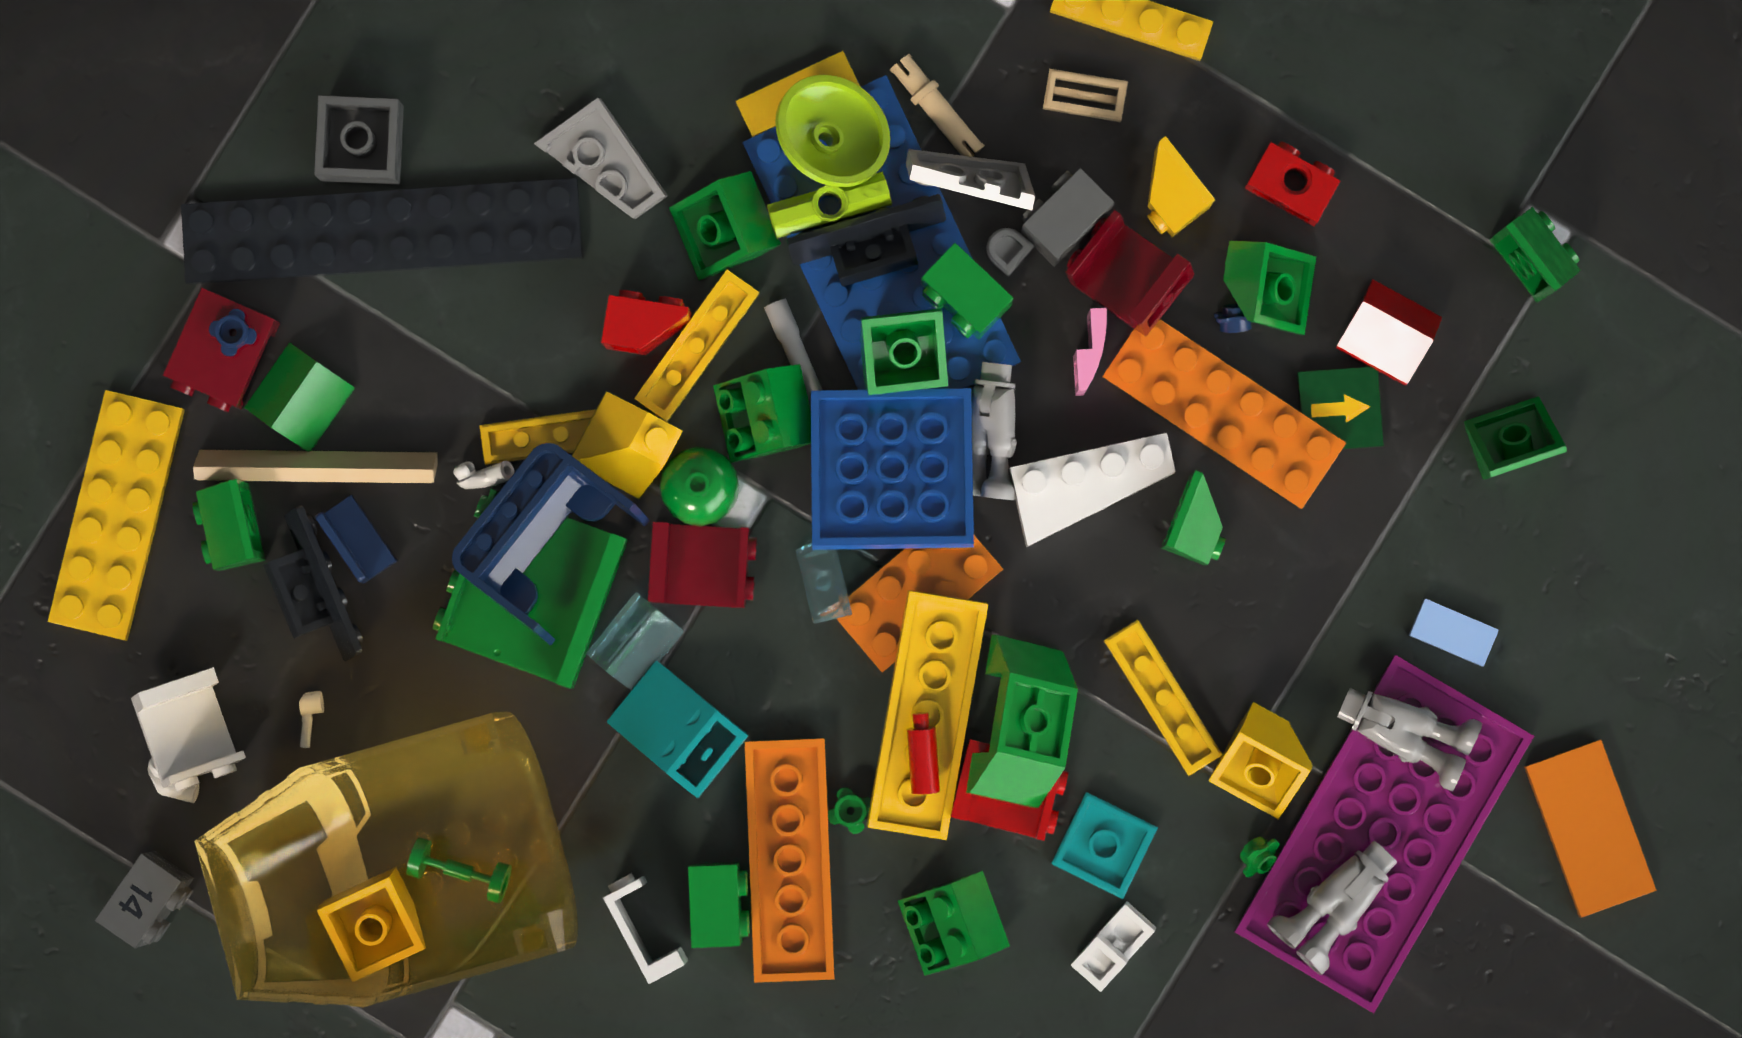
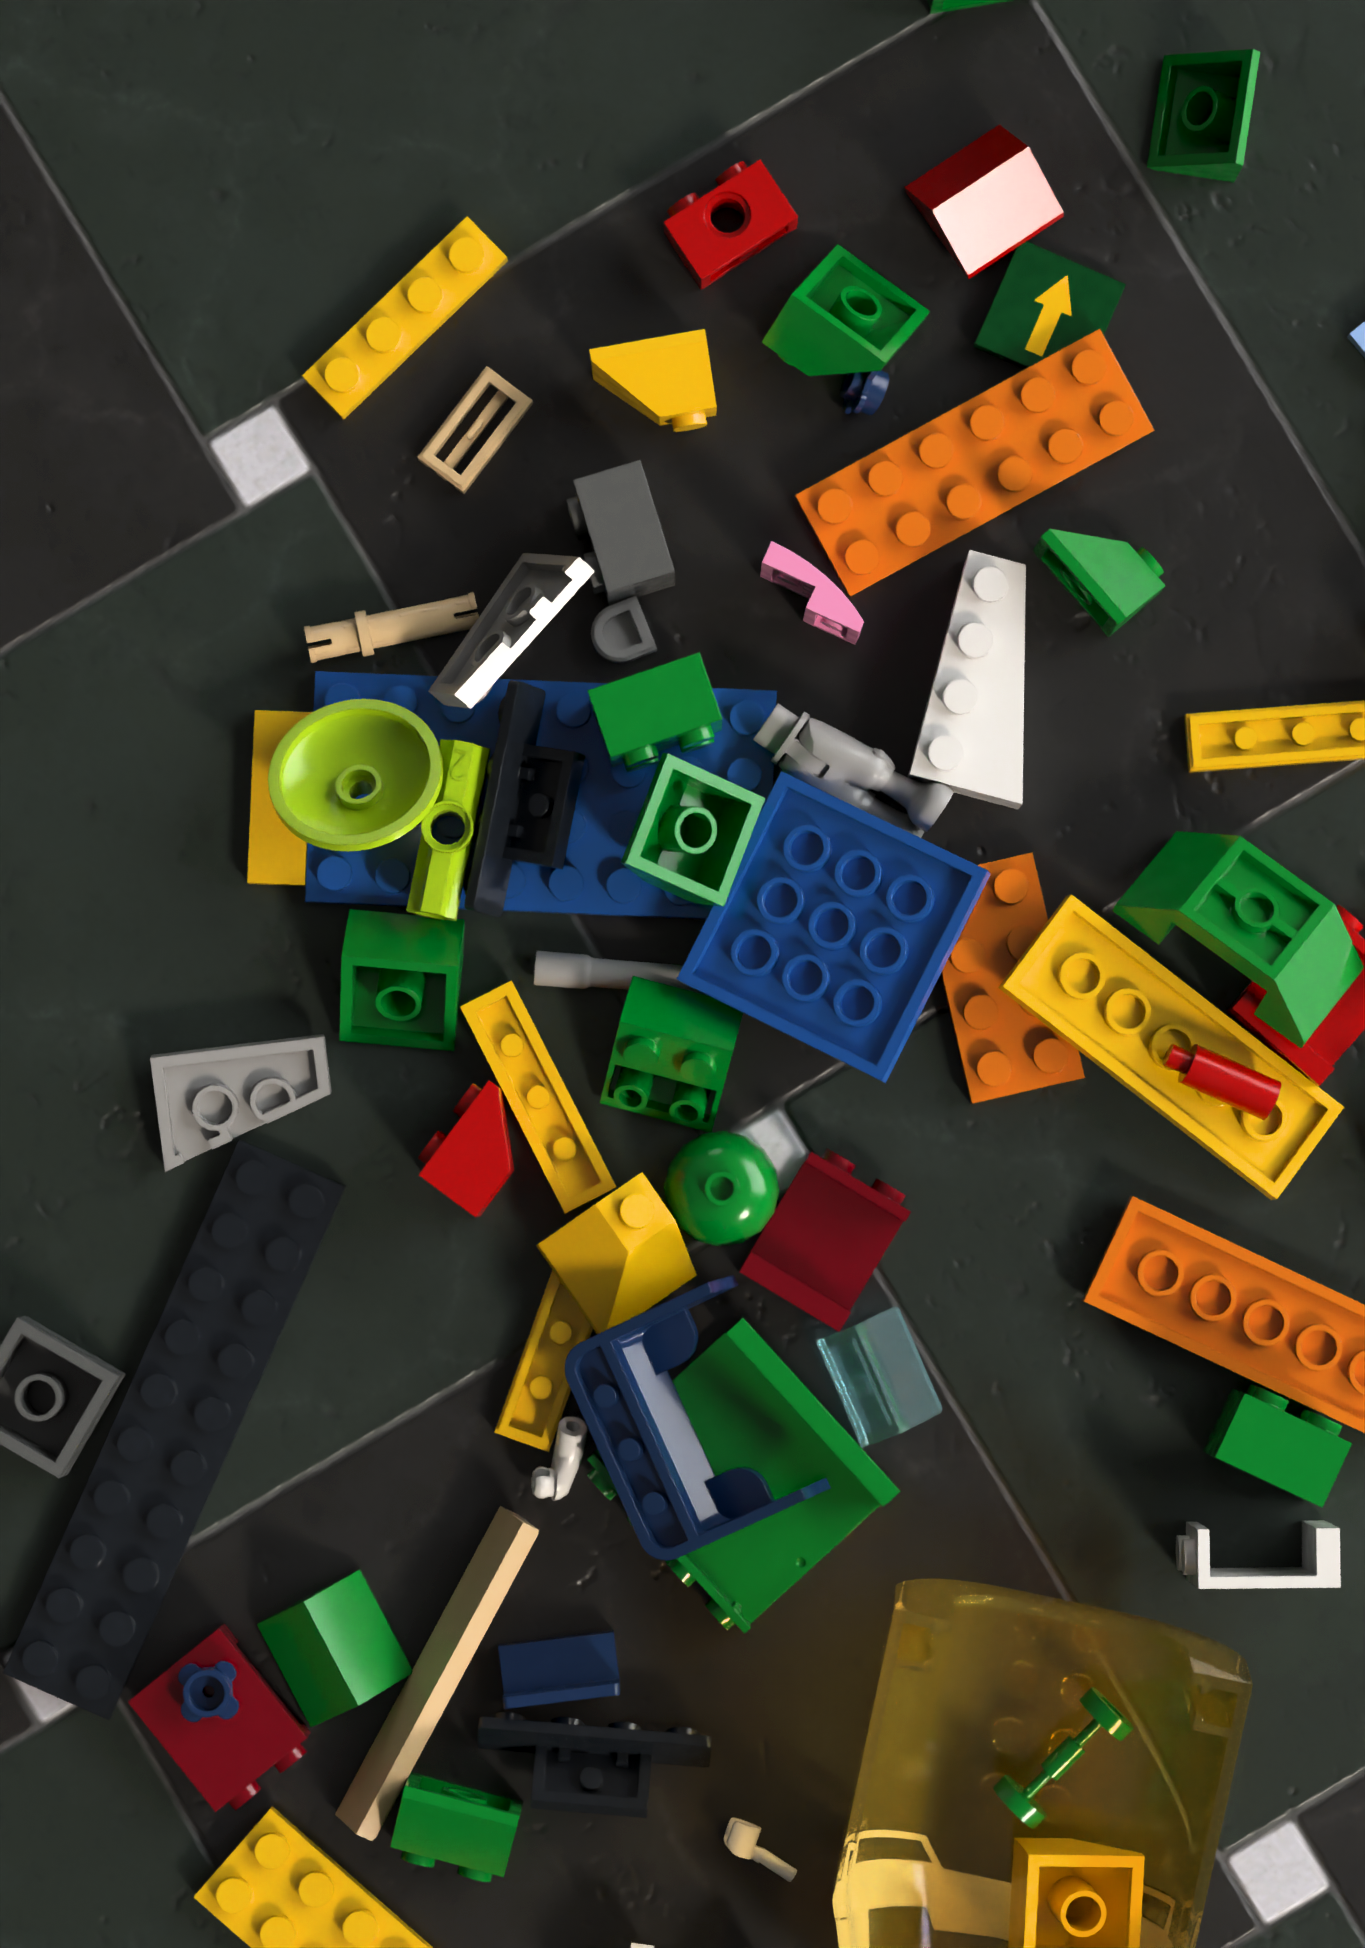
camera: 70 degrees left, 0 degrees up
(677, 729) = (1023, 1379): teal slope -> none
(823, 583) = (932, 1093): clear light blue slope -> none
(839, 813) = (1224, 1210): green plate -> none
(1128, 274) = (737, 493): dark red panel -> none

